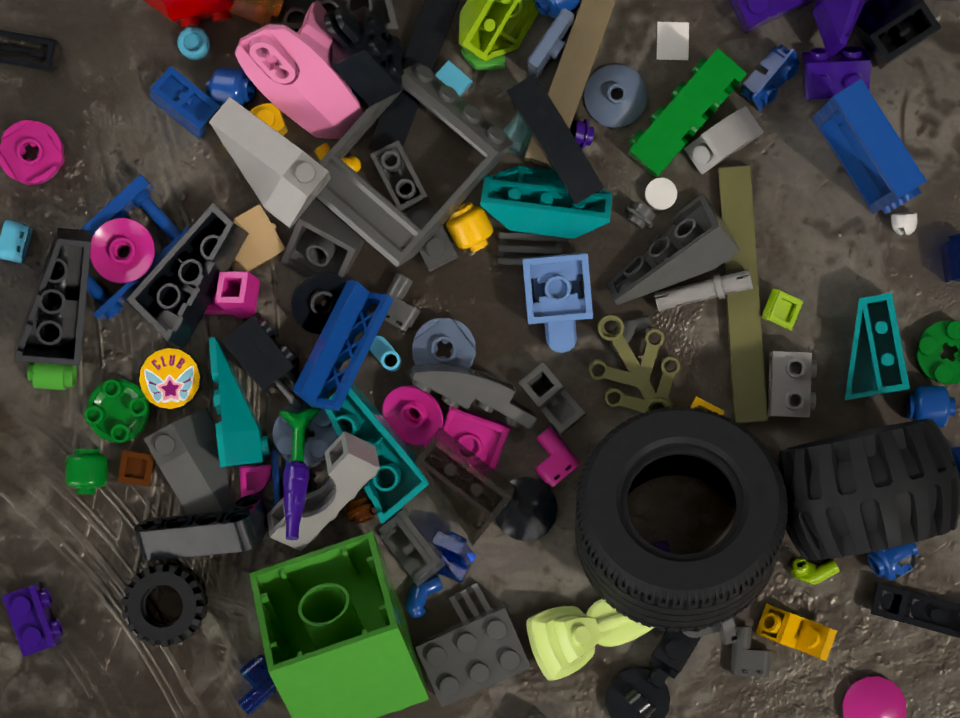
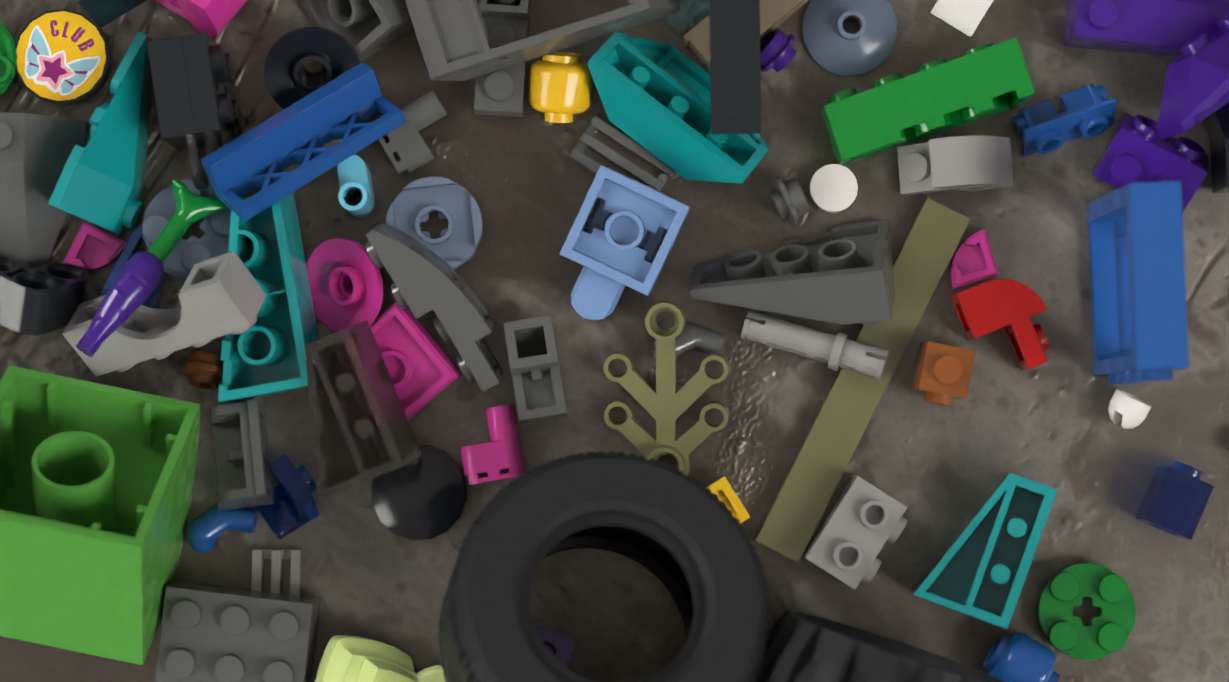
camera: 30 degrees right, 0 degrees up
(765, 189) = (972, 261): none -> dark pink tile
(782, 309) = (902, 429): lime tile -> none
(786, 263) = (942, 373): none -> dark orange brick
(799, 204) = (1005, 305): none -> red brick

